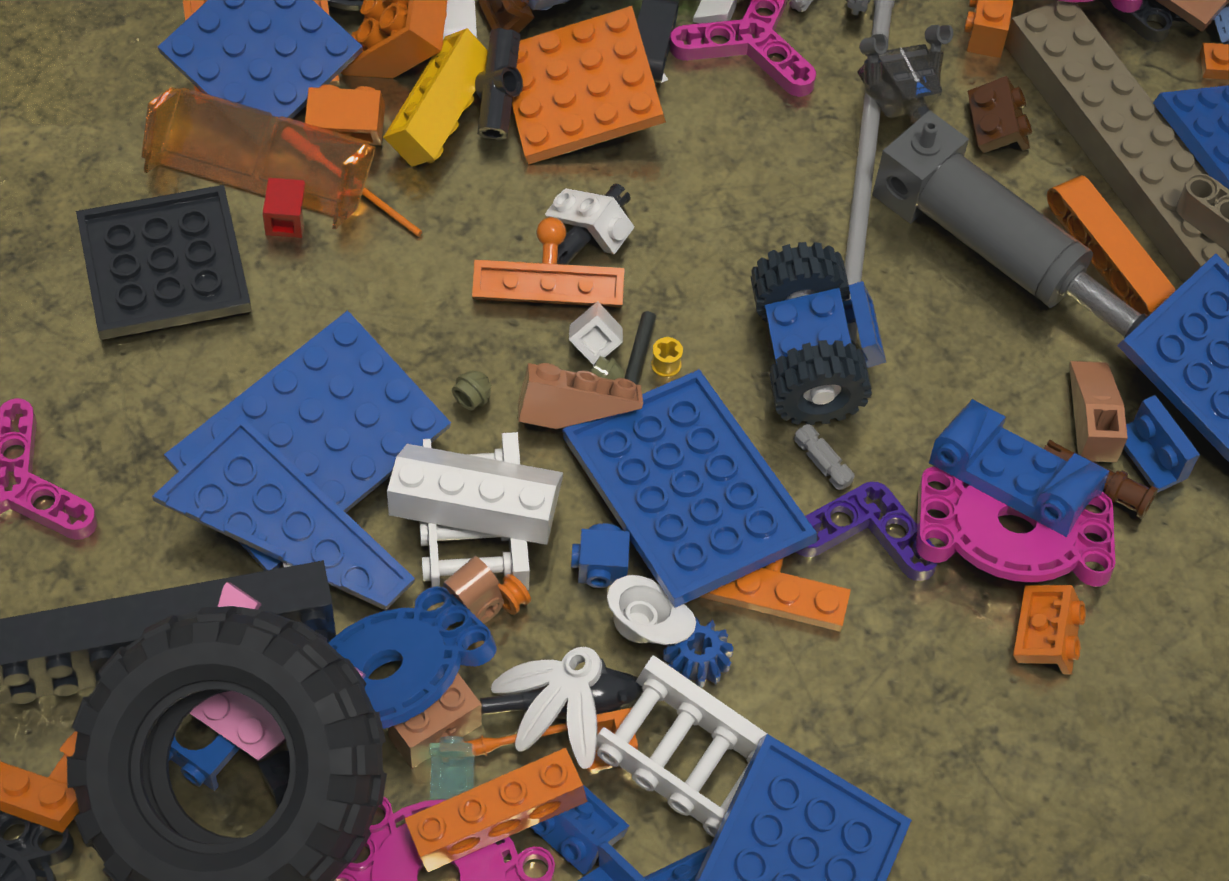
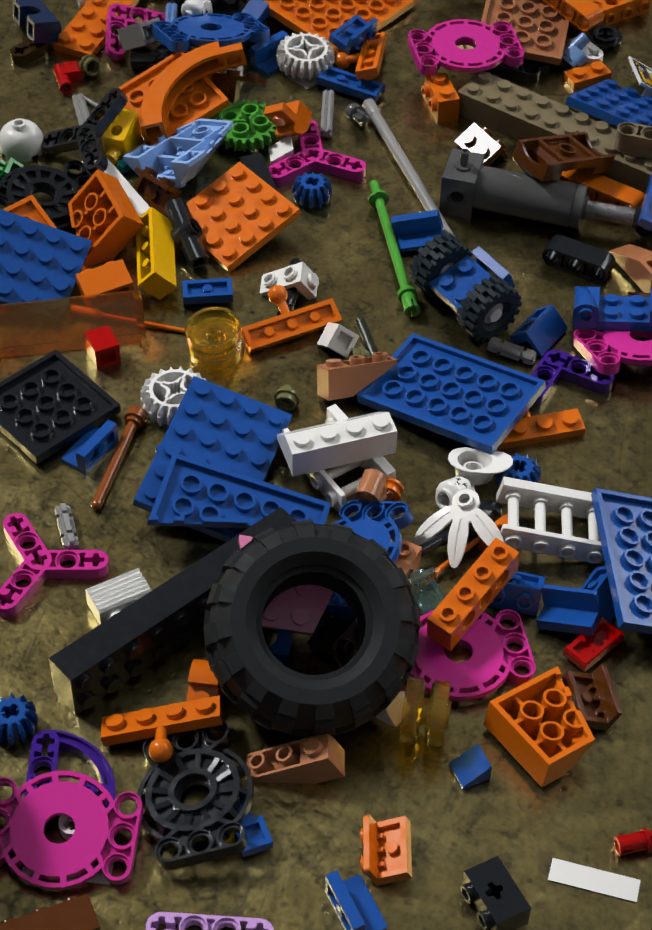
camera: 25 degrees left, 10 degrees down
(66, 580) = (116, 594): none -> white brick
(75, 448) = (66, 526): none -> light grey axle
(180, 349) = (92, 447): none -> blue panel
(258, 331) = (134, 419): none -> dark orange piece
(326, 303) = (164, 393): none -> white gear
(429, 261) = (214, 339): none -> clear yellow wheel
(475, 182) = (207, 291): none -> blue plate
(594, 633) = (448, 488): none -> white head
(601, 555) = (428, 449): blue brick -> none
(666, 357) = (387, 336): yellow axle -> none
(714, 87) = (312, 190): none -> blue gear
(737, 303) = (406, 294): none -> bright green bar
(813, 214) = (416, 229): none -> blue panel
(885, 443) = (540, 329): none -> blue panel
(906, 77) = (418, 142): clear smoke torso -> none
(1016, 355) = (578, 258): none -> black beam
(1078, 185) = (551, 155): none -> reddish brown piece

